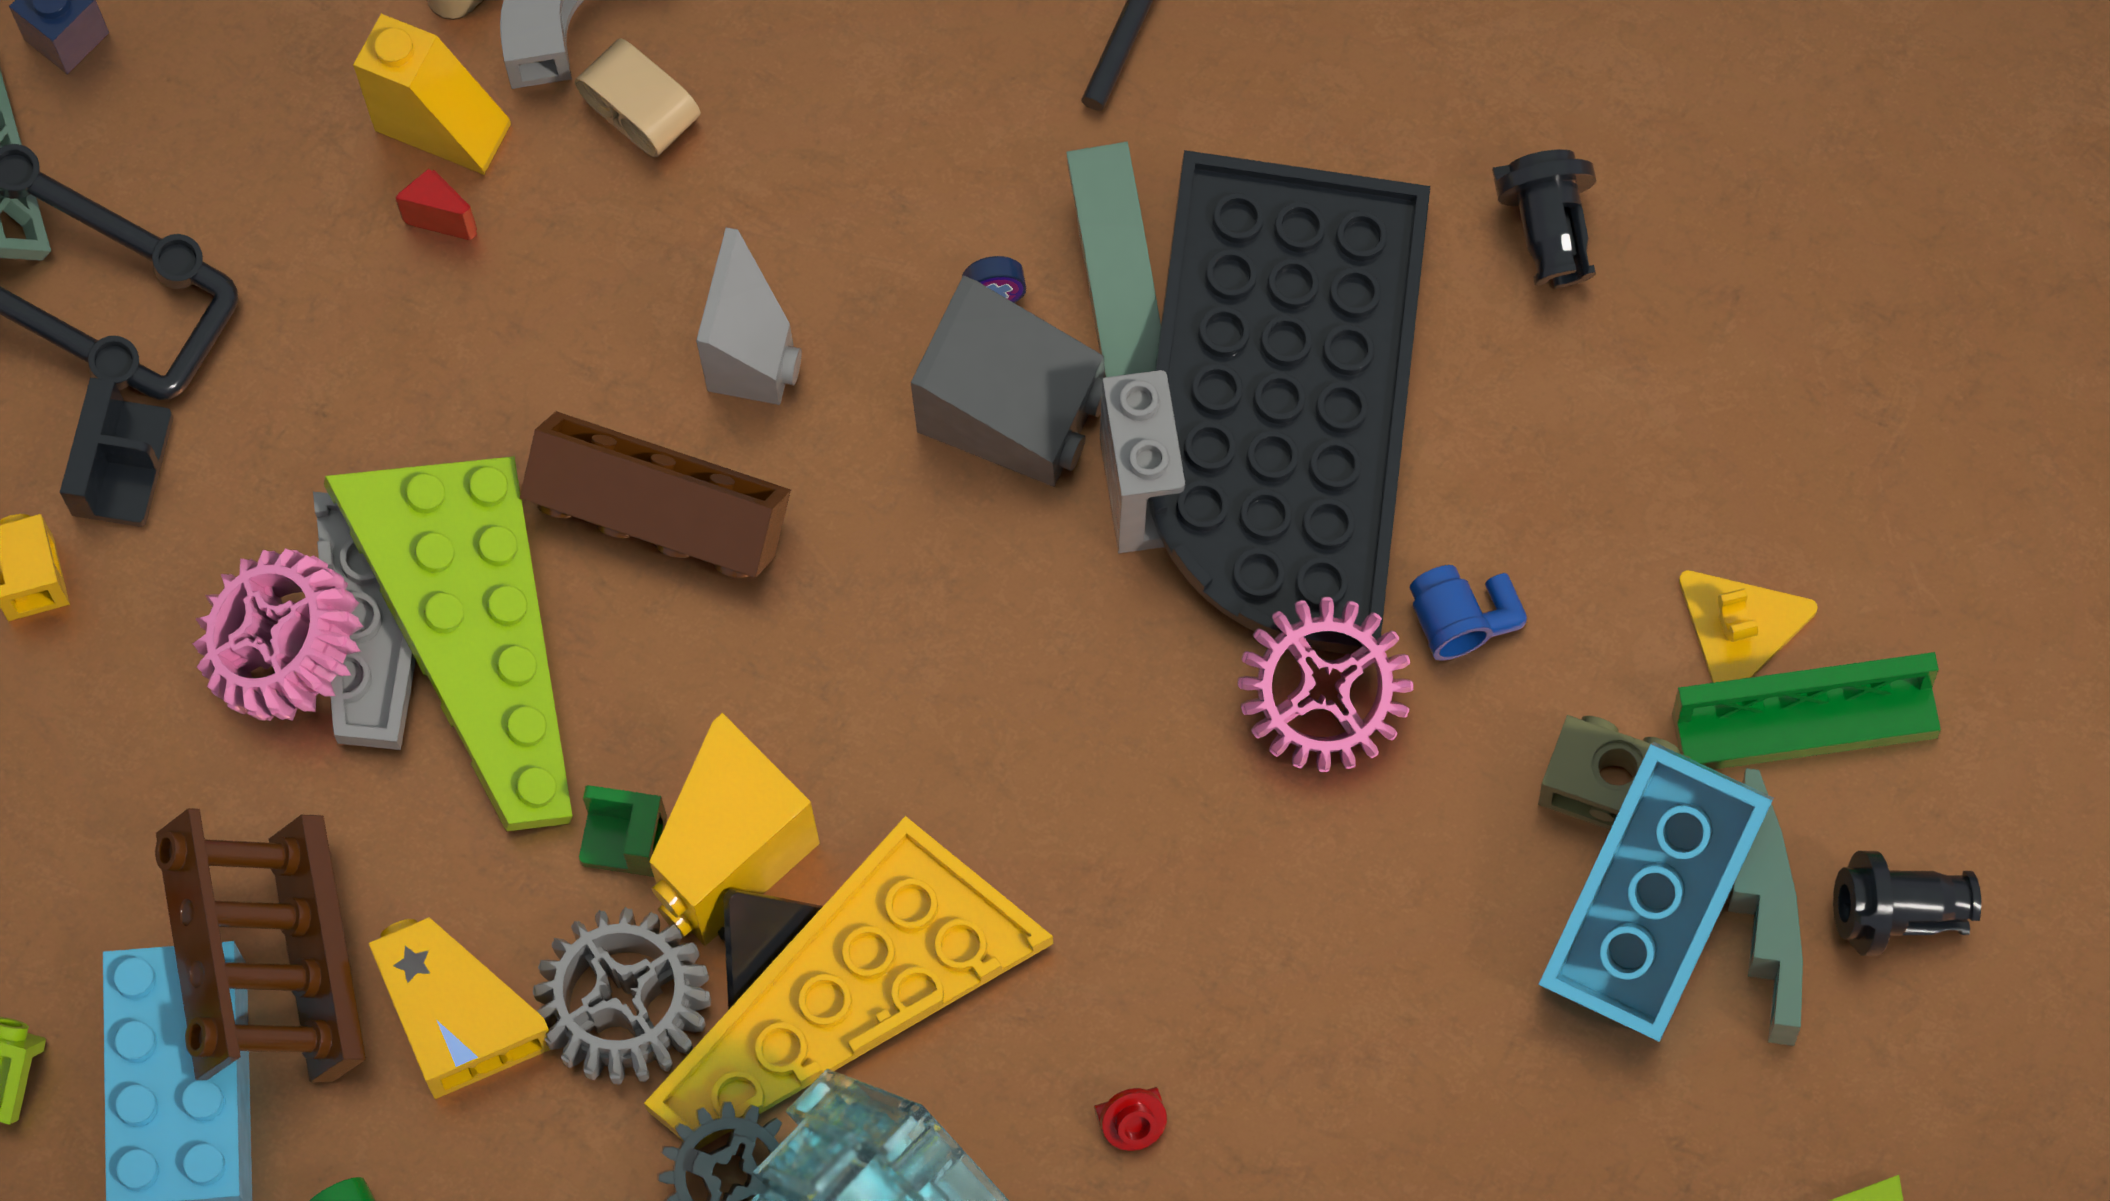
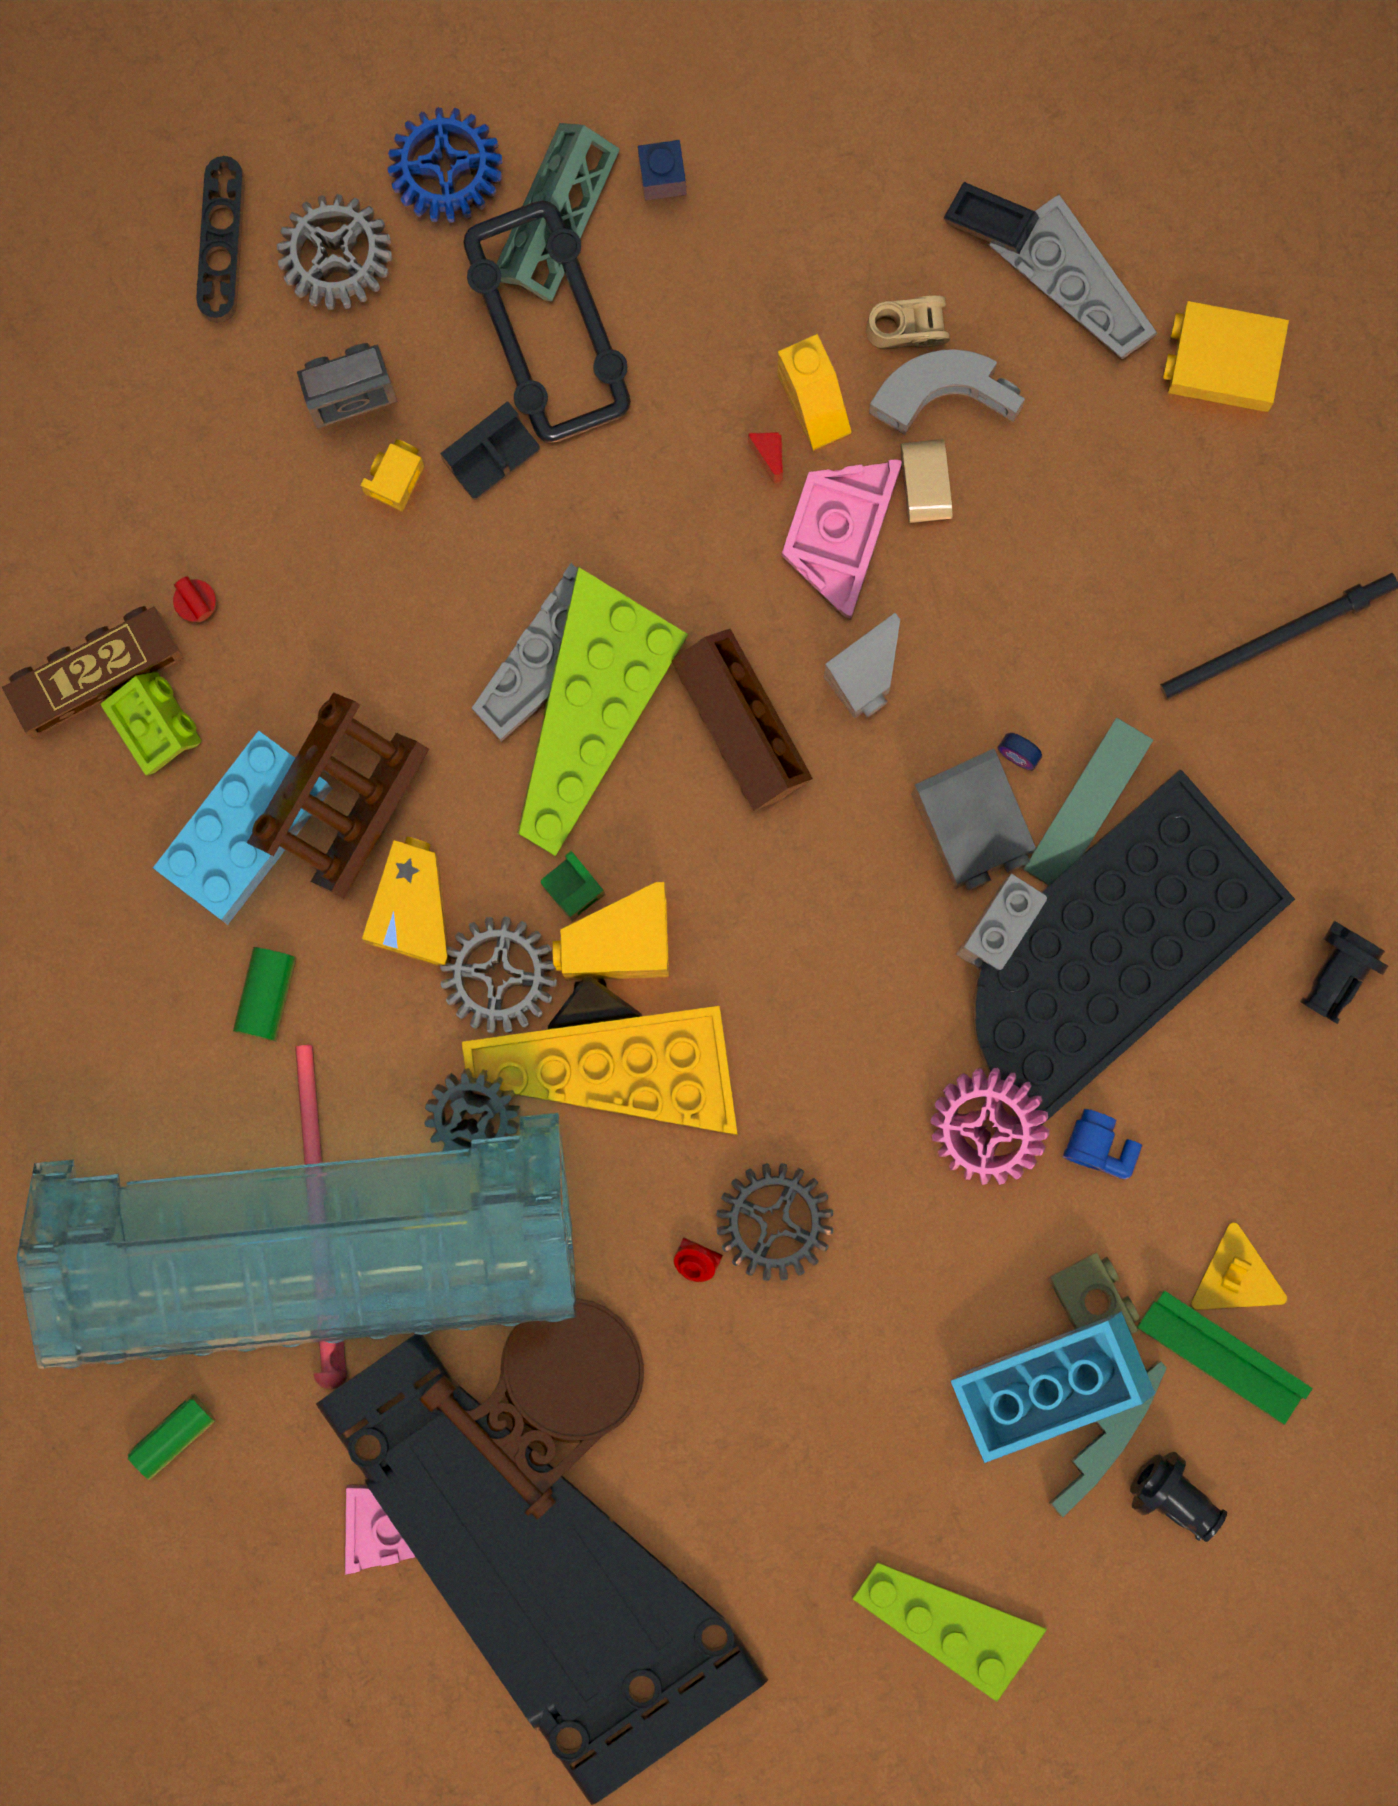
camera: 45 degrees right, 15 degrees up
(299, 639) = (490, 651): bright pink gear -> none
(586, 222) = (839, 528): none -> bright pink wing
(1159, 1005) = (791, 1188): none -> dark grey gear

